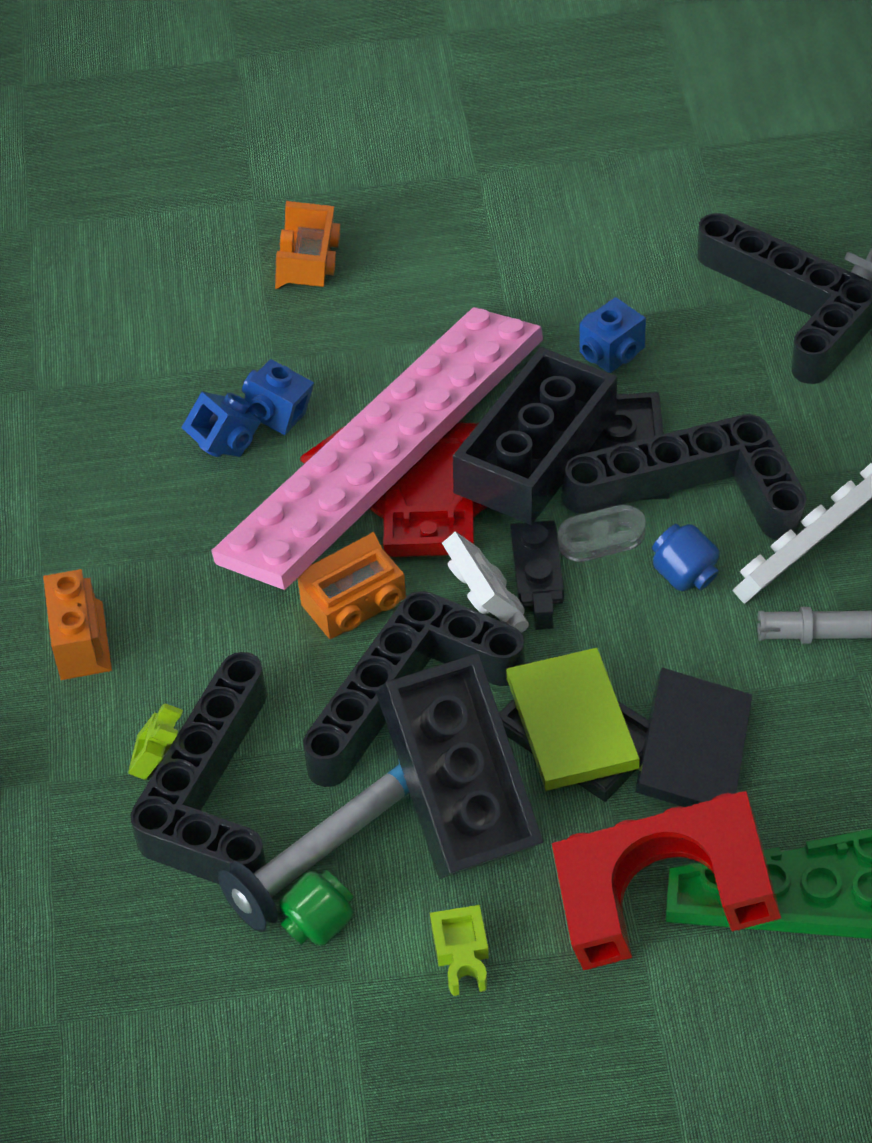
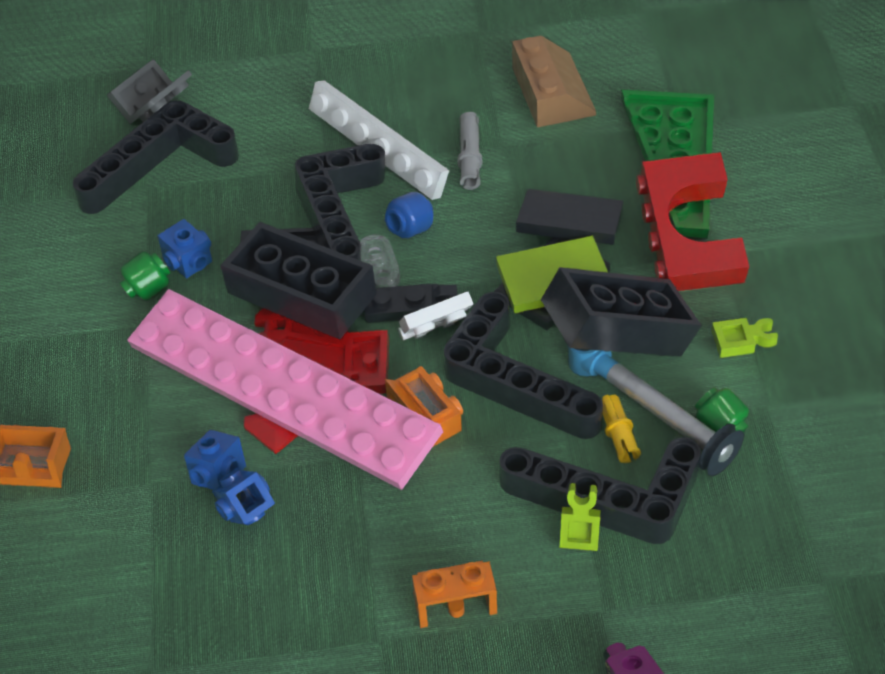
camera: 90 degrees left, 0 degrees up
(309, 795) = (619, 429): none -> yellow axle
(567, 304) = (144, 276): none -> green head

